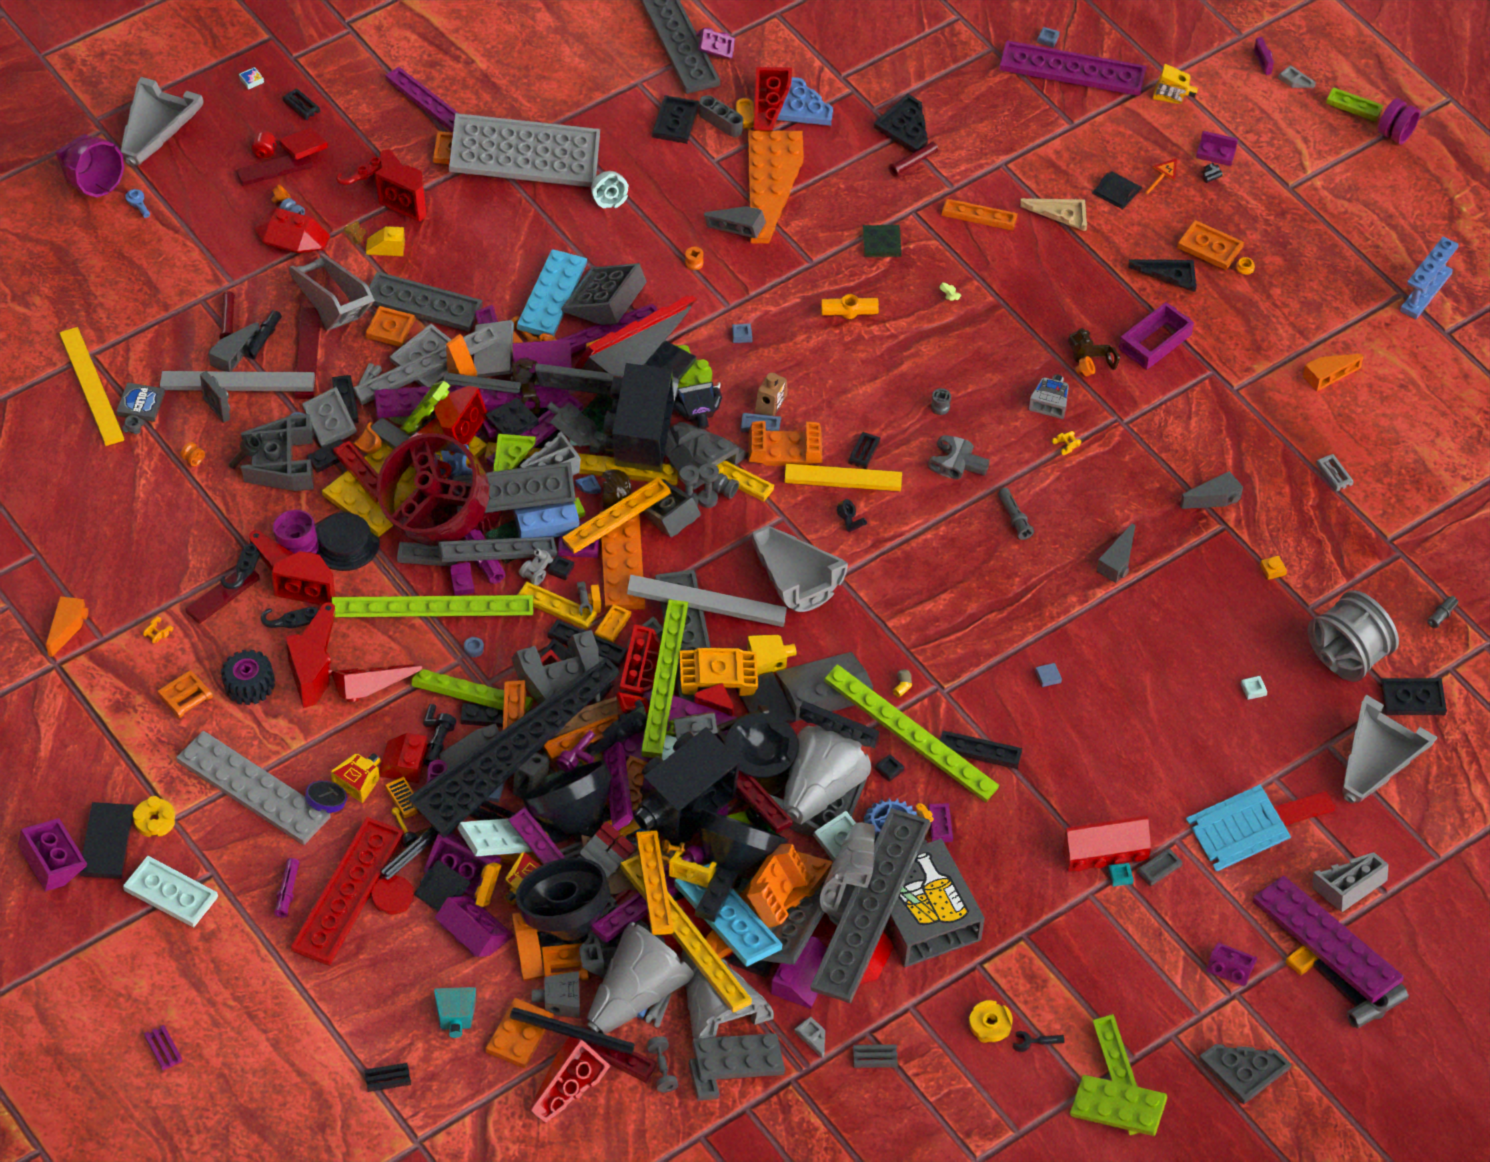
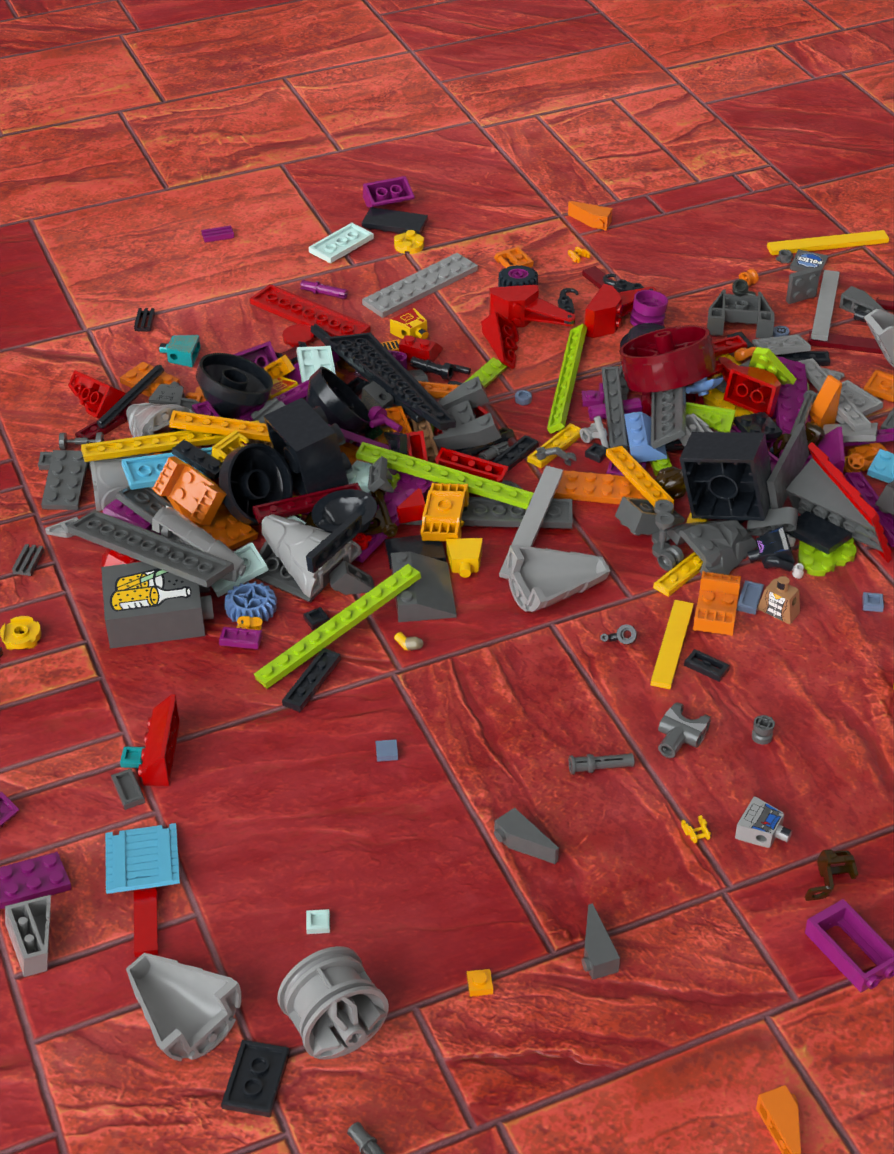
camera: 105 degrees right, 10 degrees down
(326, 796) = (394, 306): tile -> none
(594, 598) = (554, 460): light orange plate -> none
(613, 623) = (525, 470): light orange plate -> none
(1085, 366) = (806, 871): orange tile -> none
(1332, 474) = (617, 1091): light grey tile -> none

